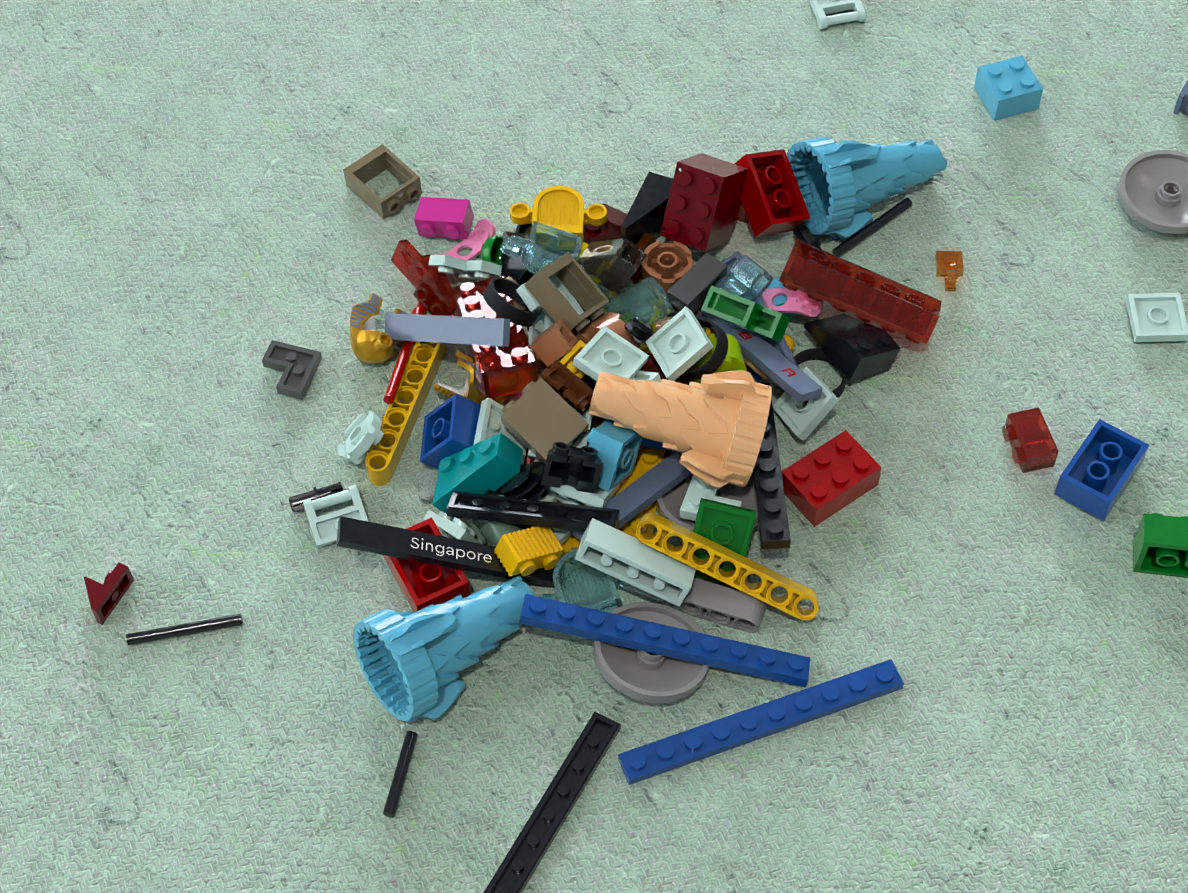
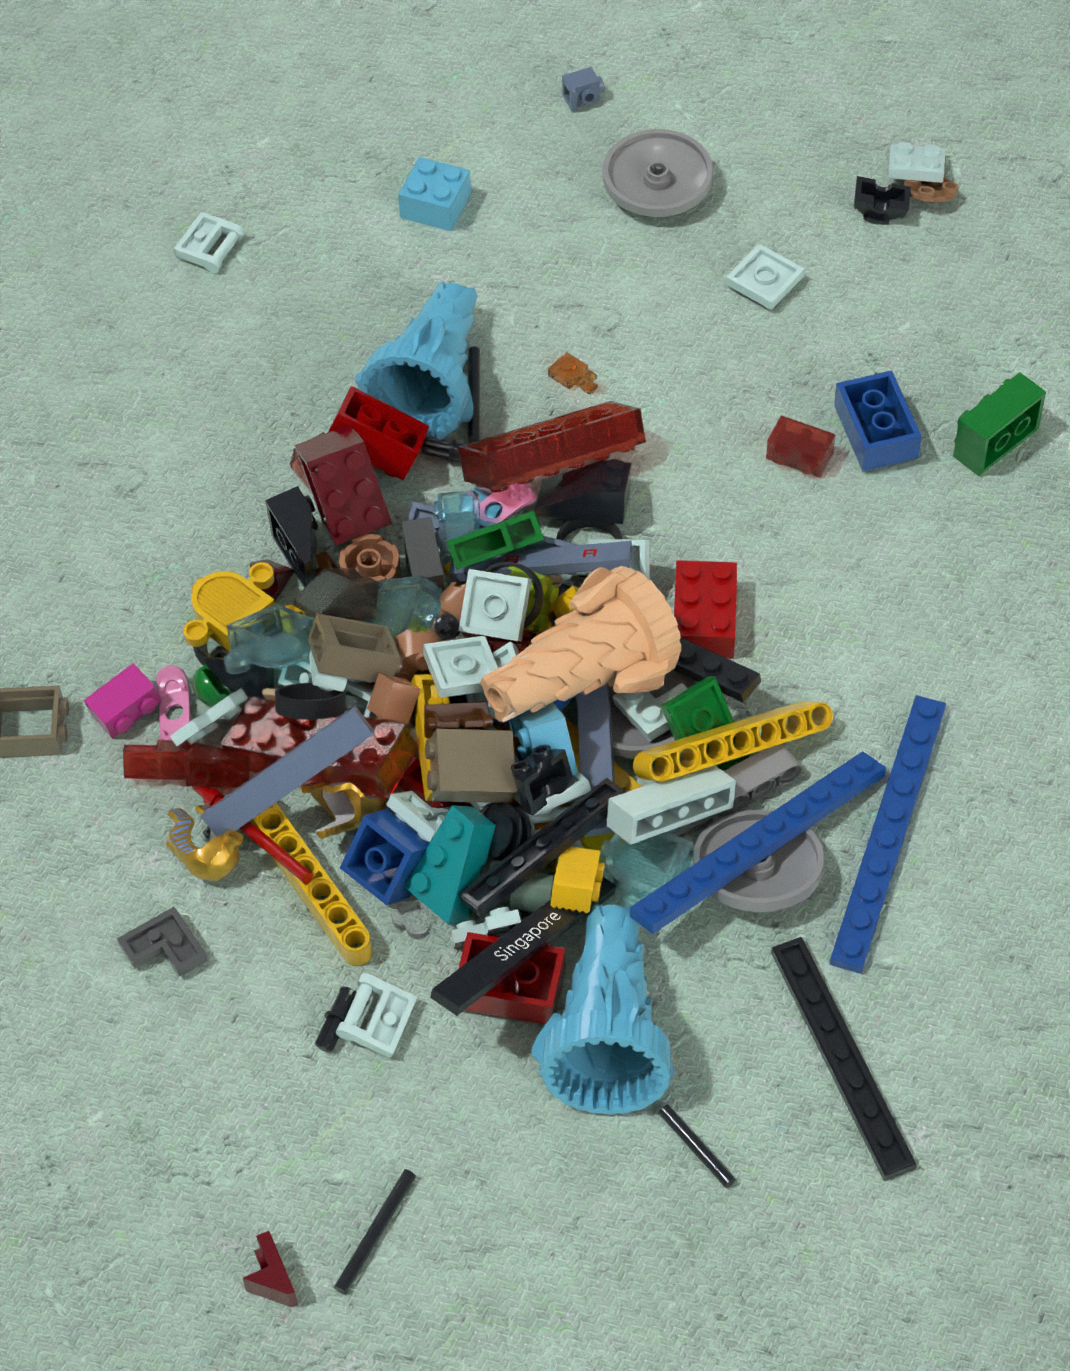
camera: 50 degrees left, 0 degrees up
(360, 436) = (325, 923): light aqua plate -> none

